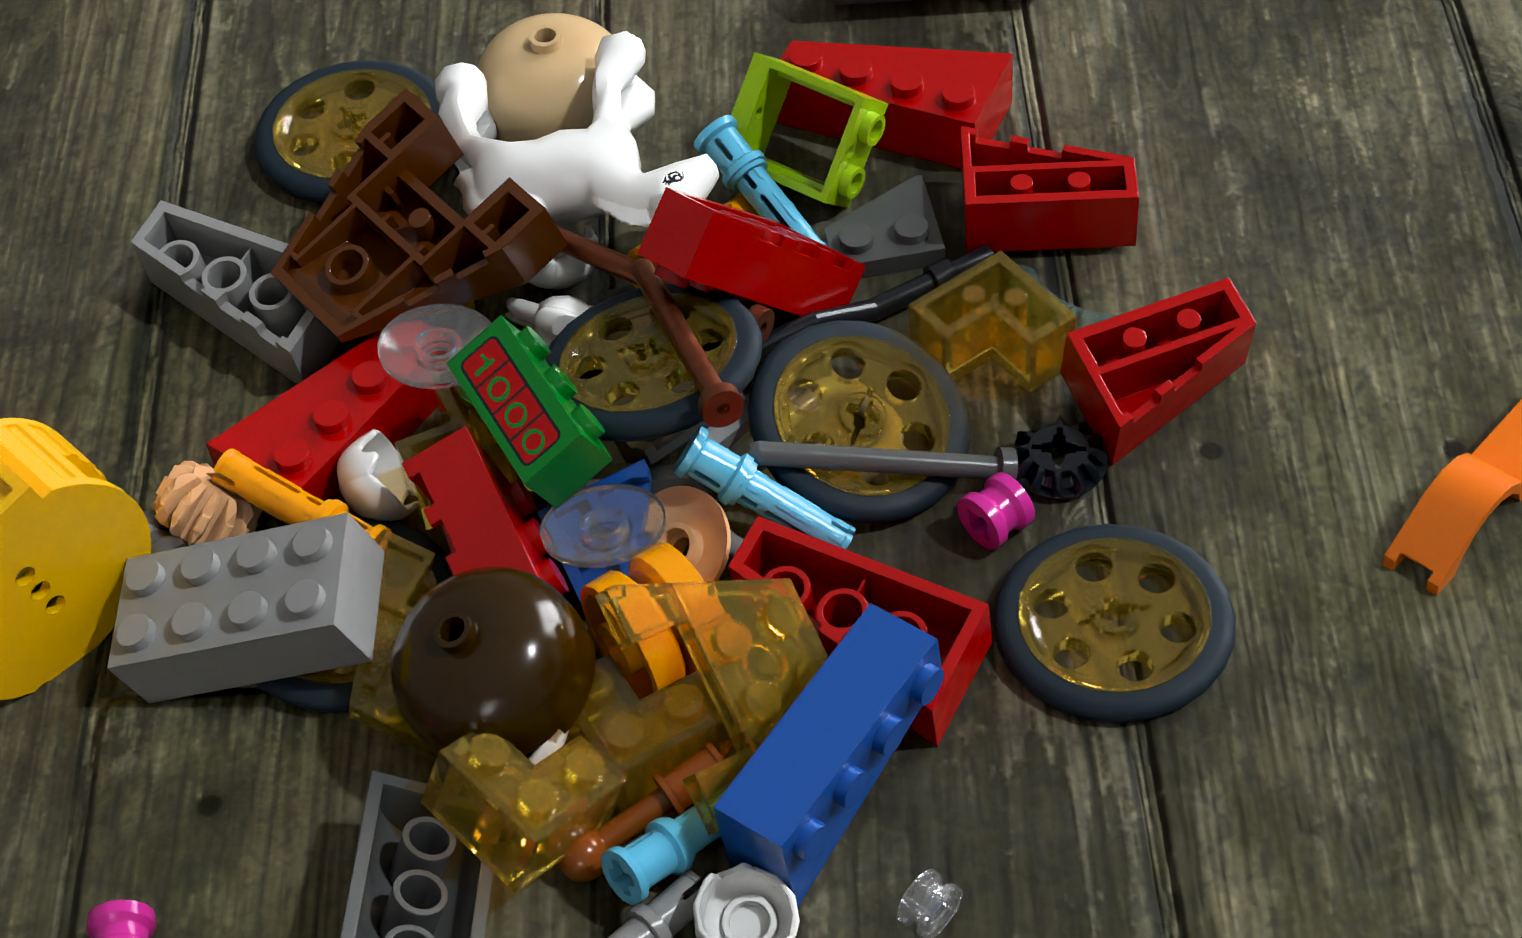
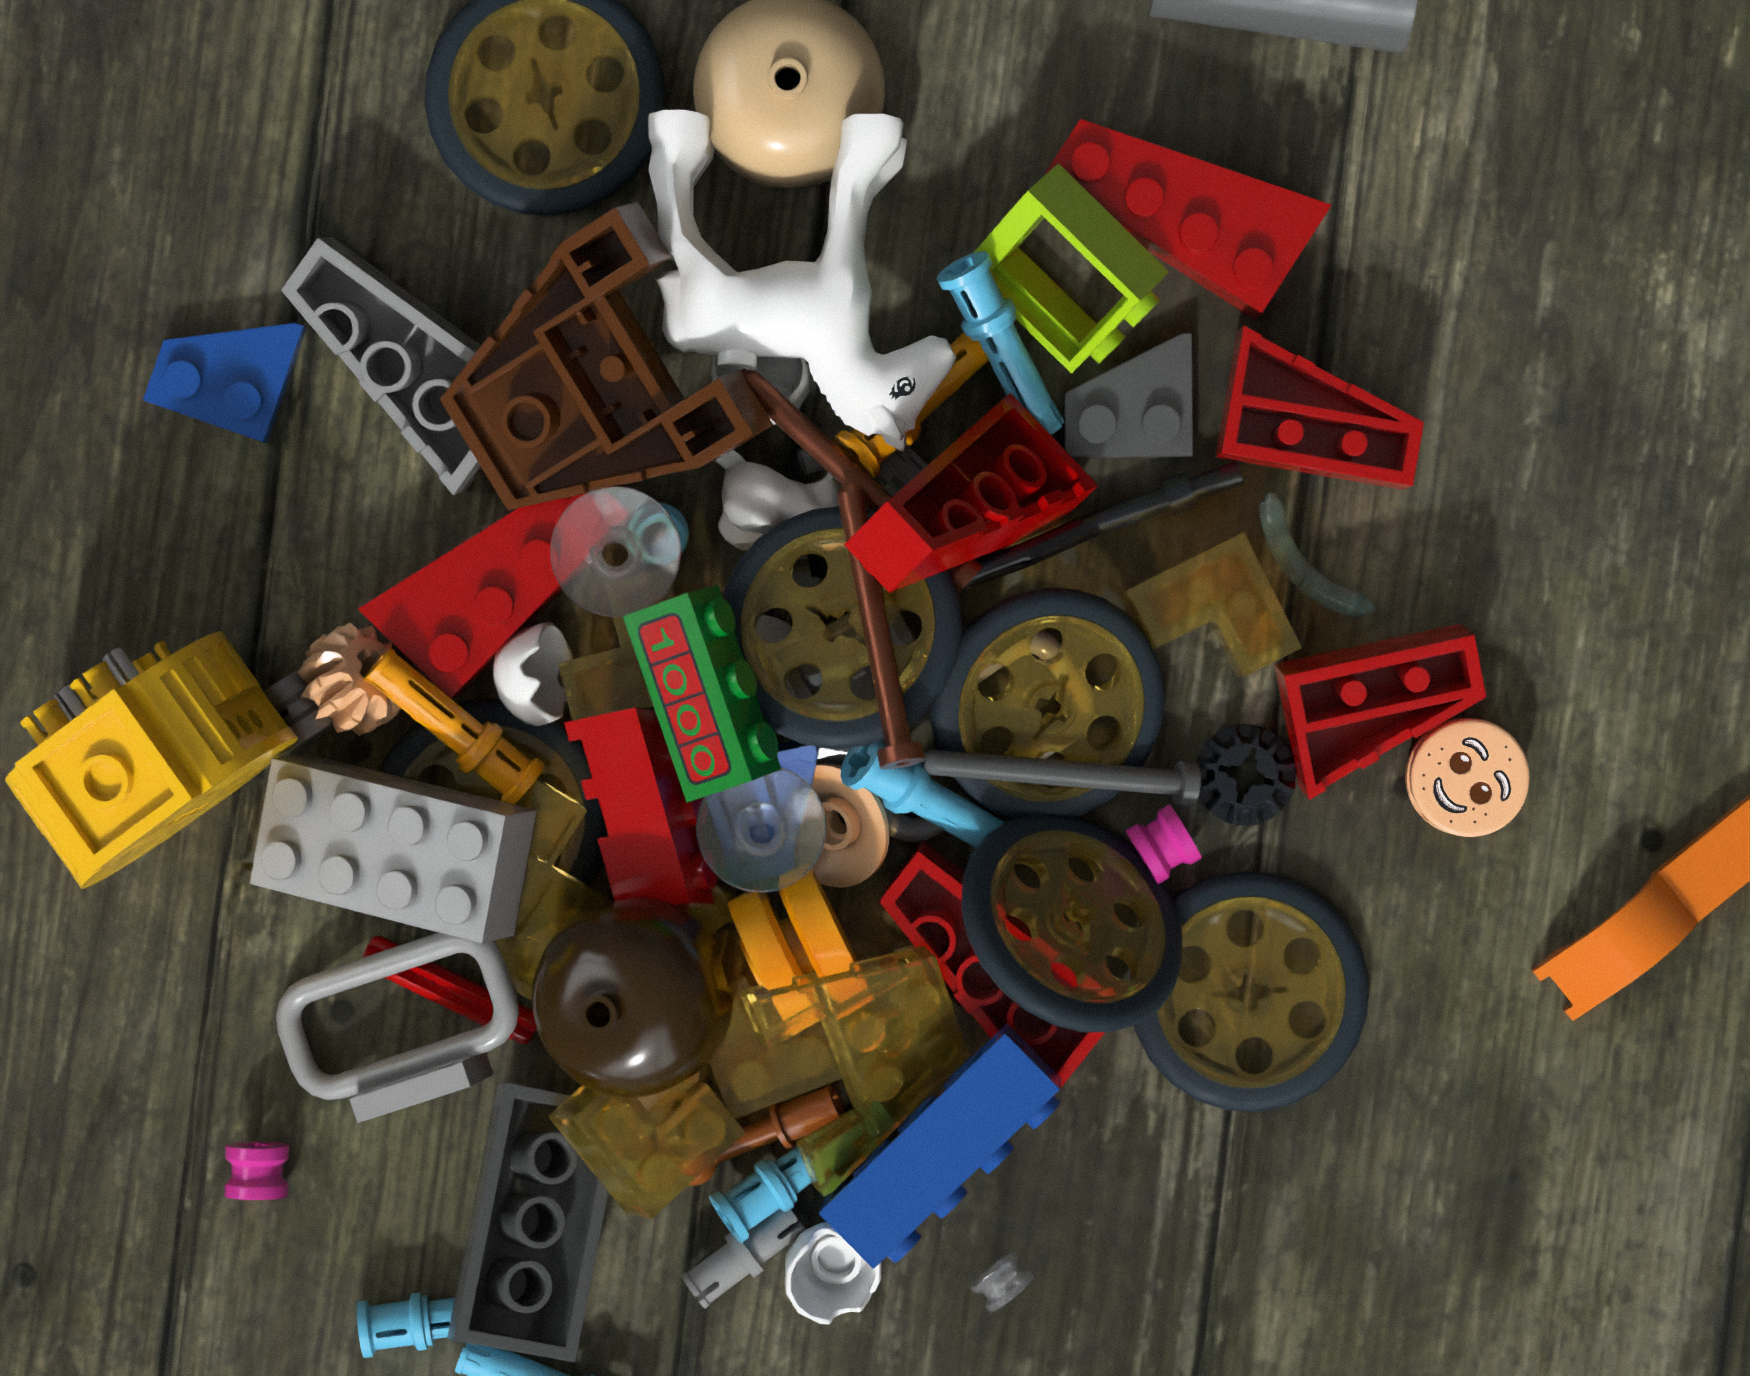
camera: 10 degrees right, 40 degrees up
(90, 347) = (227, 377): none -> blue wing
(292, 815) = (414, 1074): none -> light grey bar
(312, 753) = (453, 992): none -> red axle
(921, 555) = (1024, 967): none -> wedge
(1264, 417) = (1467, 777): none -> light nougat head

